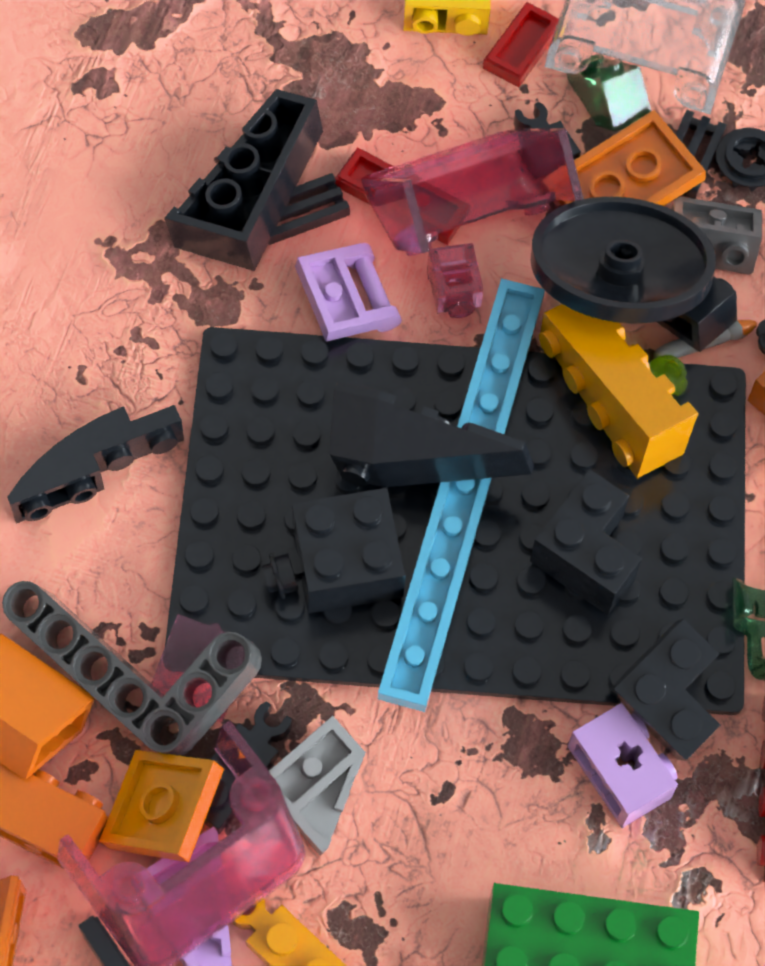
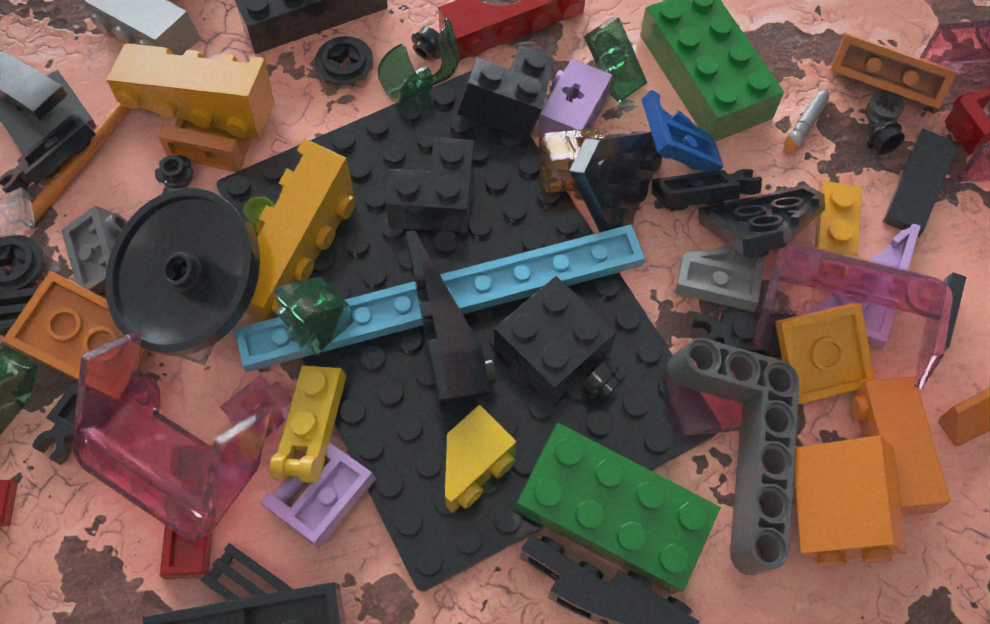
camera: 120 degrees left, 0 degrees up
(153, 503) = (617, 509): none -> green brick
(286, 417) = (474, 454): none -> yellow slope
(343, 847) = (763, 220): none -> black plate
(411, 309) = (309, 424): none -> yellow plate
(428, 831) = (704, 188): none -> black plate
(483, 722) = (615, 176): none -> black plate
(503, 338) = (312, 313): none -> clear green slope
(503, 838) = (680, 138): none -> blue wing
(541, 704) = (558, 154): none -> clear orange piece
(655, 845) = (616, 56): none -> clear green slope

